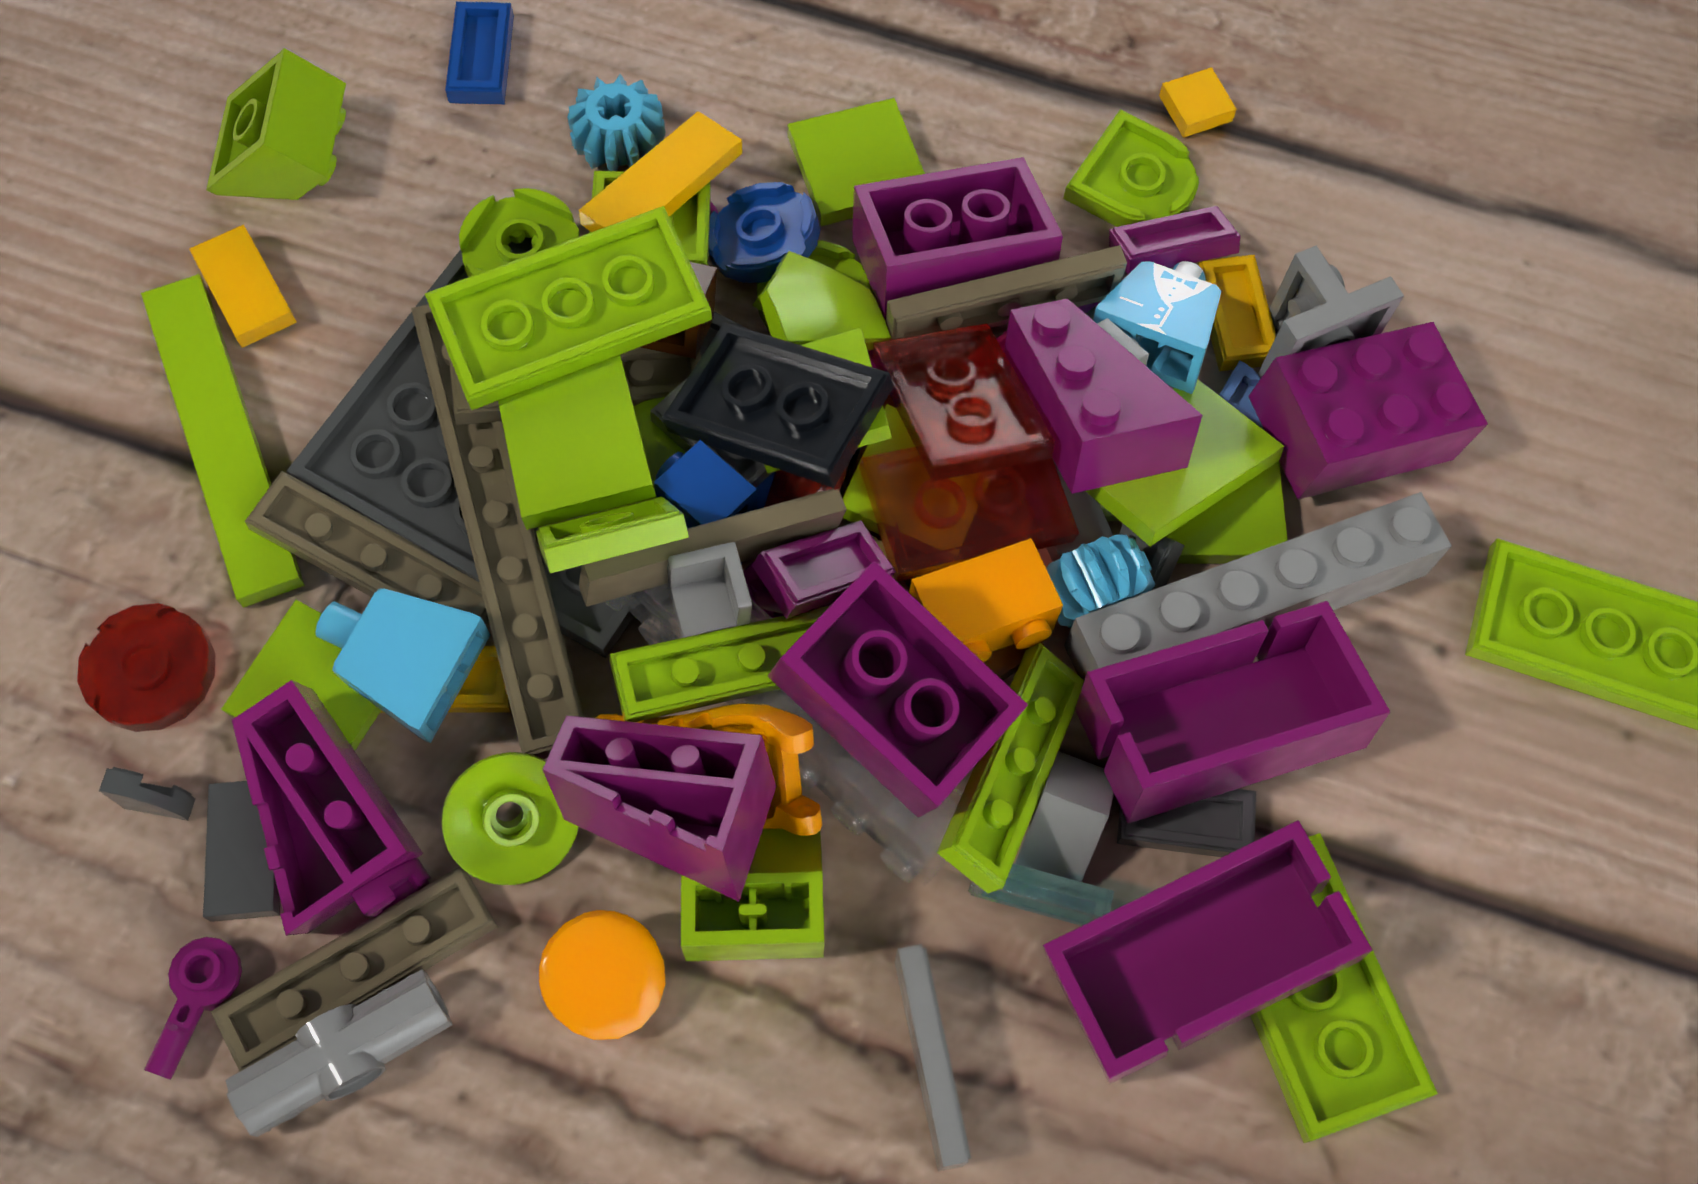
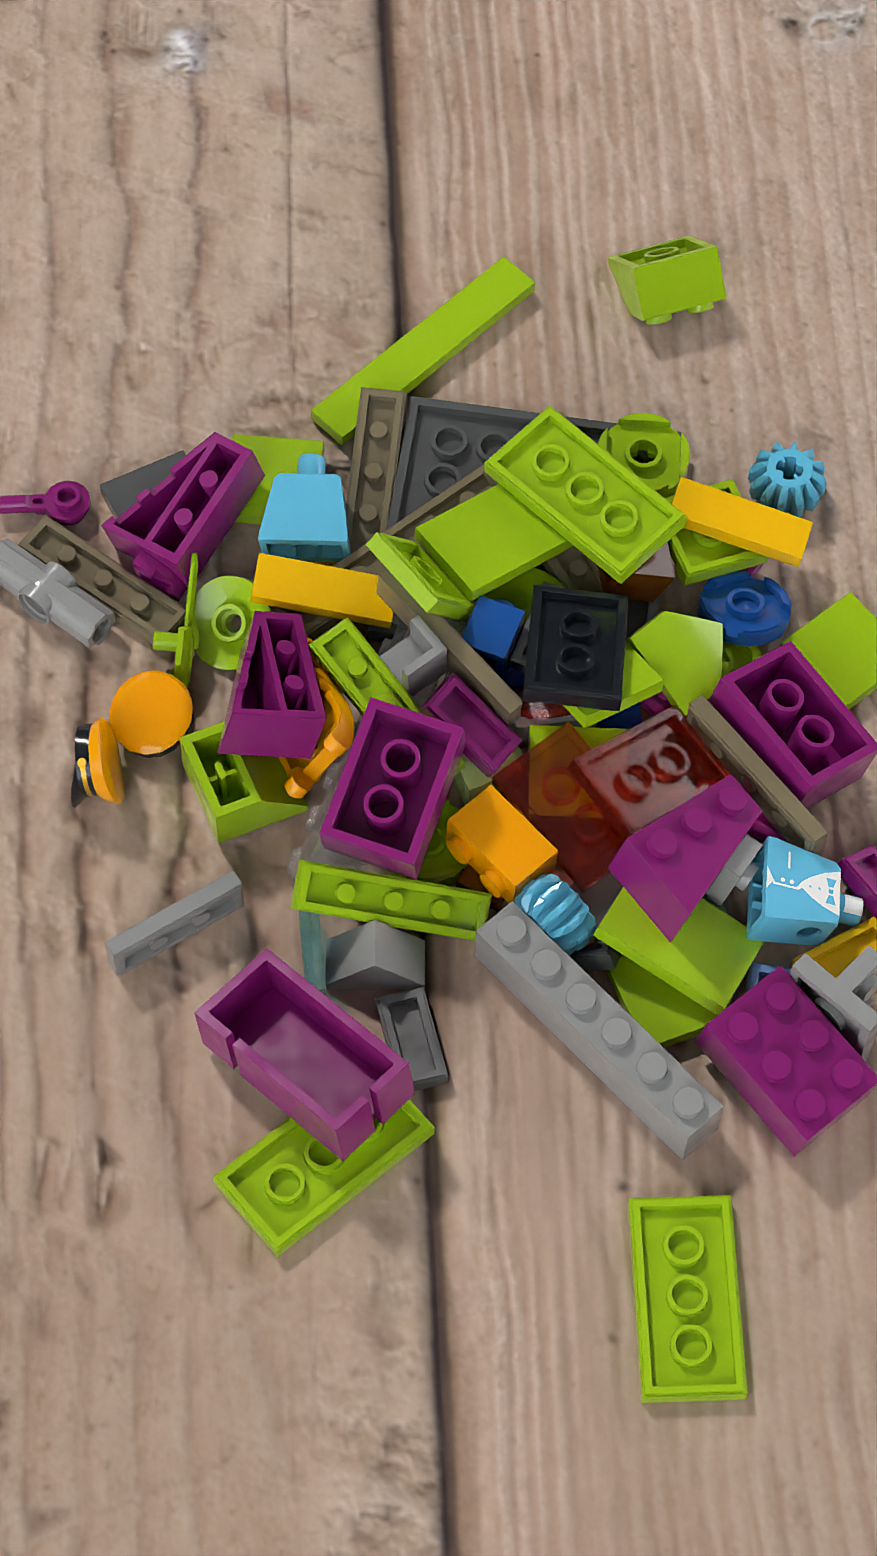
camera: 70 degrees right, 5 degrees down
(130, 793) = (162, 420): dark grey tile -> none
(146, 667) = (246, 384): clear red tile -> none
(242, 286) = (541, 312): yellow tile -> none
(479, 53) = (810, 371): blue tile -> none
(510, 891) = (183, 641): none -> lime piece
(535, 678) = (319, 590): none -> yellow tile
(657, 1076) = (97, 764): none -> light orange piece
(1215, 721) = (489, 1024): magenta piece -> none

